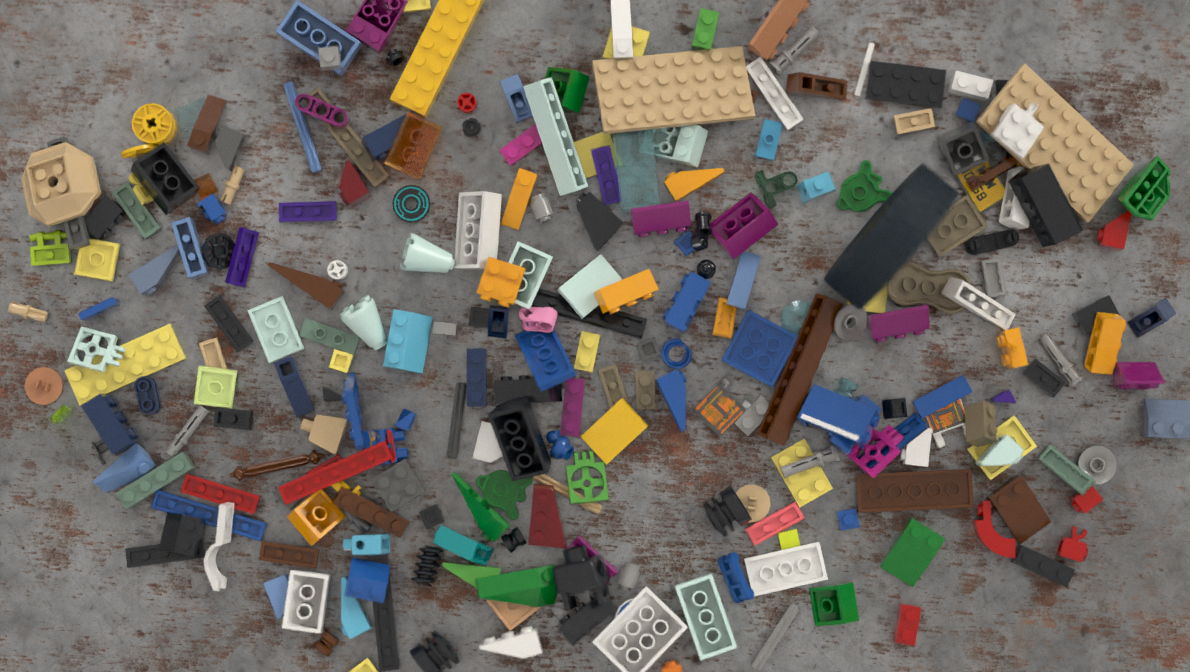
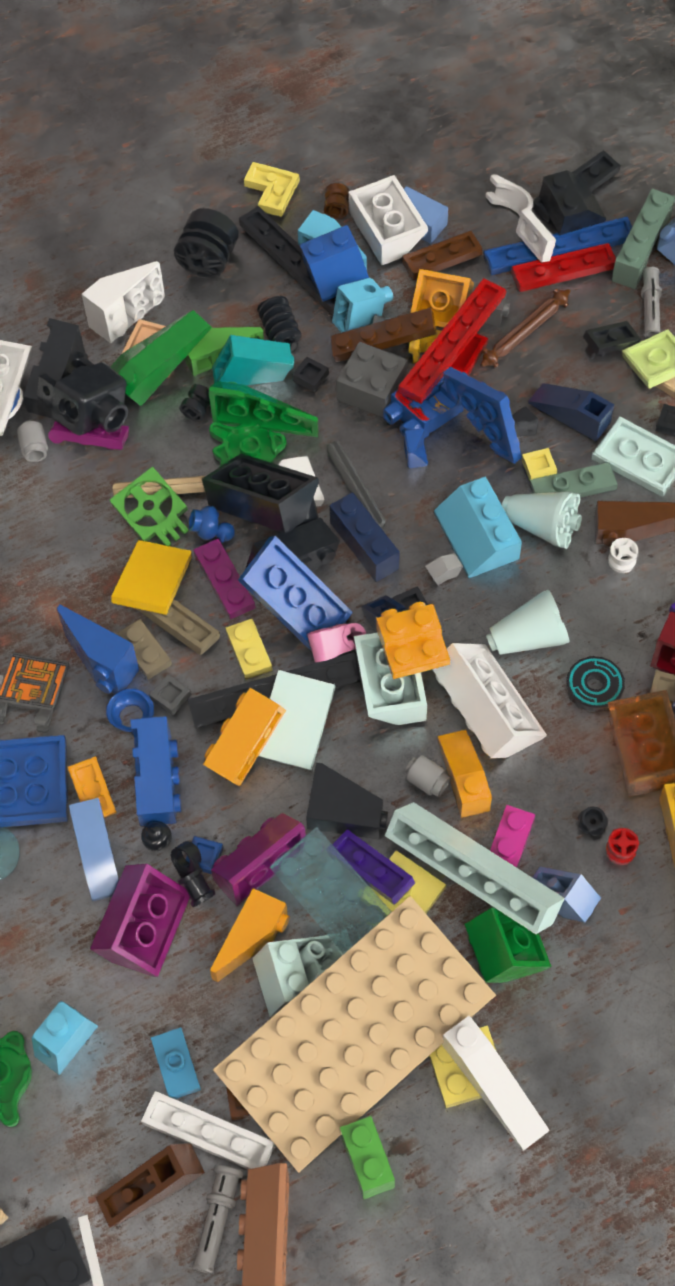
camera: 150 degrees right, 25 degrees down
(326, 431) = (502, 377): tan torso -> none
(545, 521) = (172, 437): dark red wedge -> none
(780, 186) = (127, 1009): clear green tile -> none

